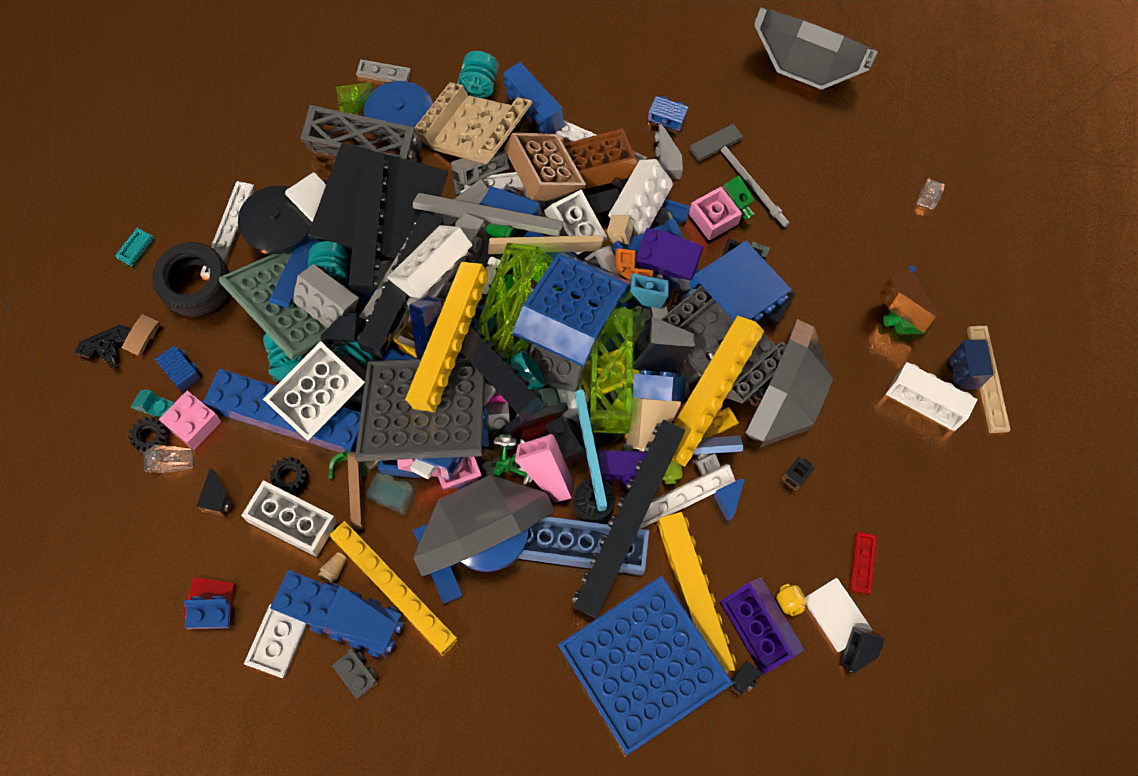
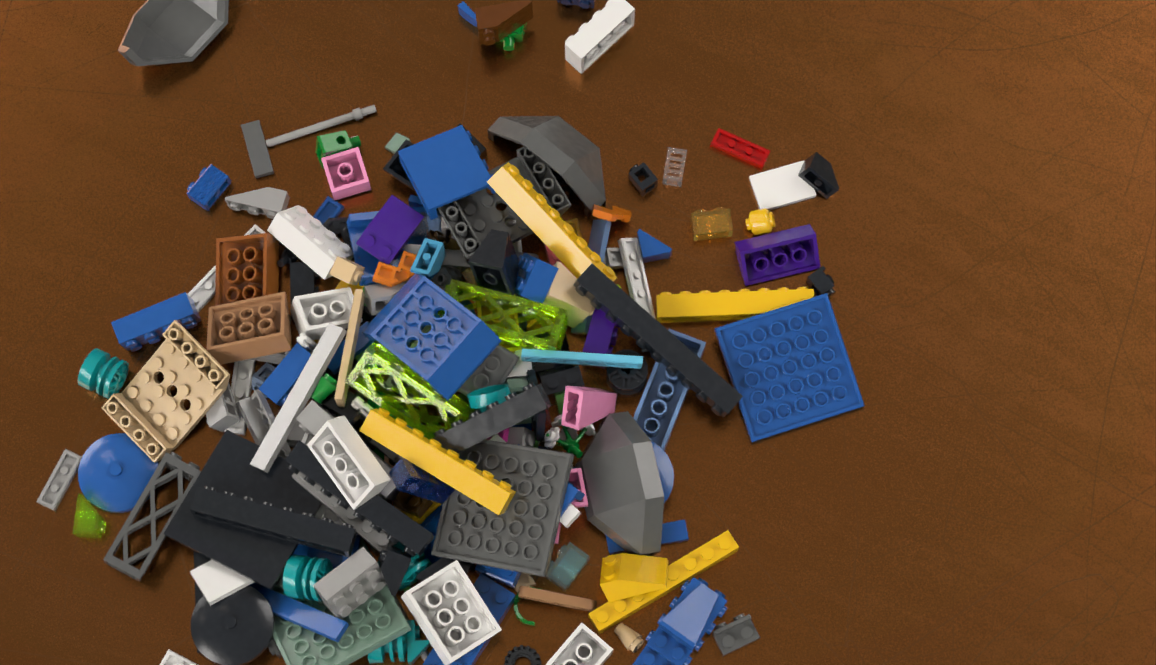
camera: 70 degrees left, 5 degrees up
(389, 553) = (632, 575): none -> yellow slope
(542, 208) = (306, 342): none -> white axle
(755, 459) = (611, 214): none -> orange tile
(773, 550) = (711, 224): none -> clear yellow brick
(808, 509) = (674, 180): none -> clear slope

